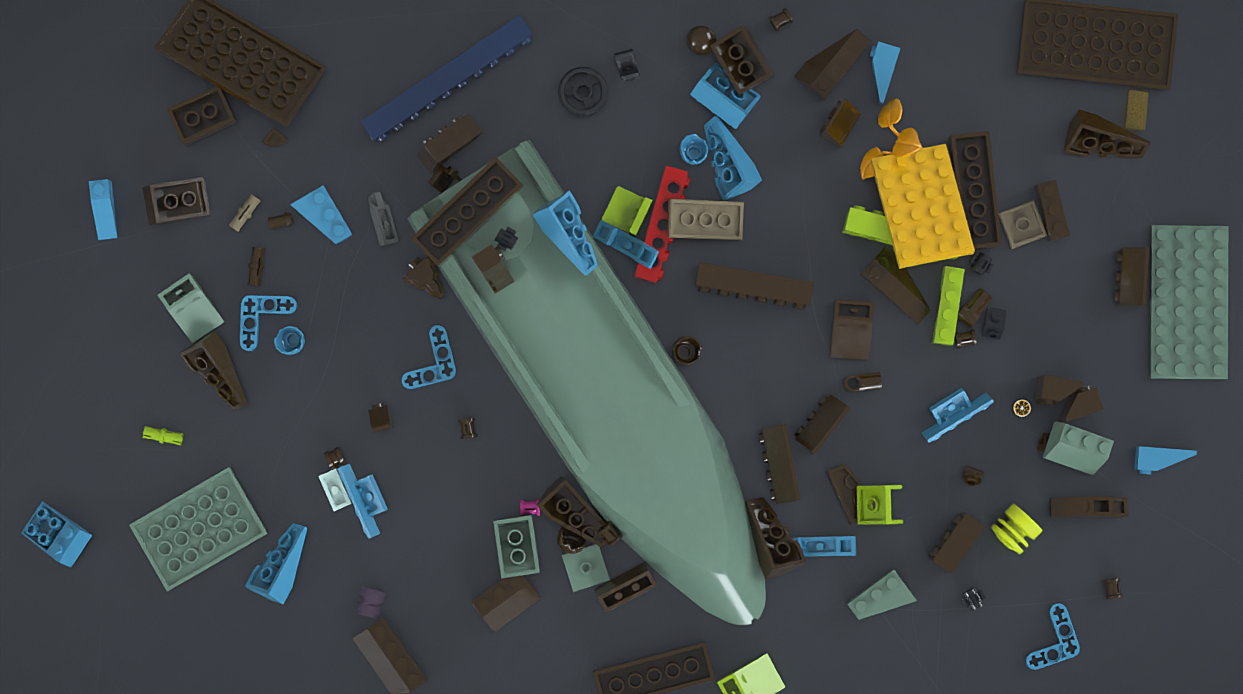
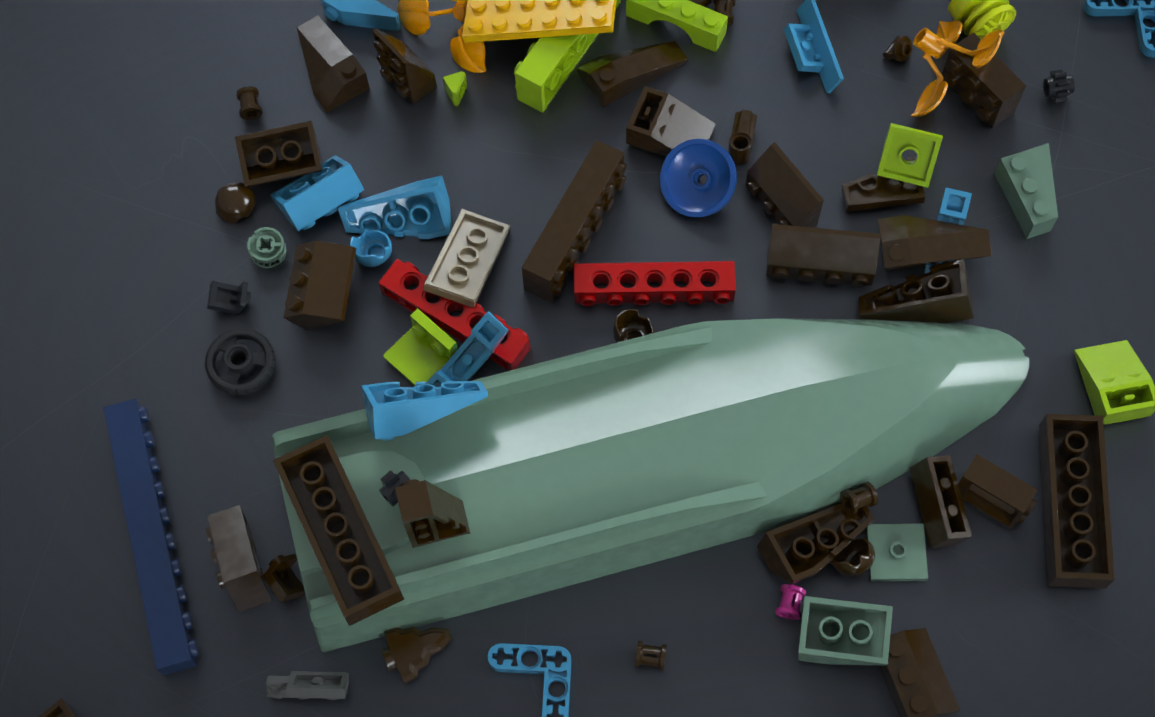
camera: 70 degrees left, 20 degrees down
(641, 621) = (997, 492): none -> dark brown window
(652, 126) = (319, 284): none -> dark brown slope
(672, 76) = (266, 247): none -> sand green wheel
(735, 402) = (665, 273): none -> red brick
(807, 355) = (682, 175): none -> blue dish
(813, 532) = (923, 242): none -> dark brown wedge
(839, 164) = (455, 86): none -> lime slope
(966, 499) = (936, 46): none -> light orange plant

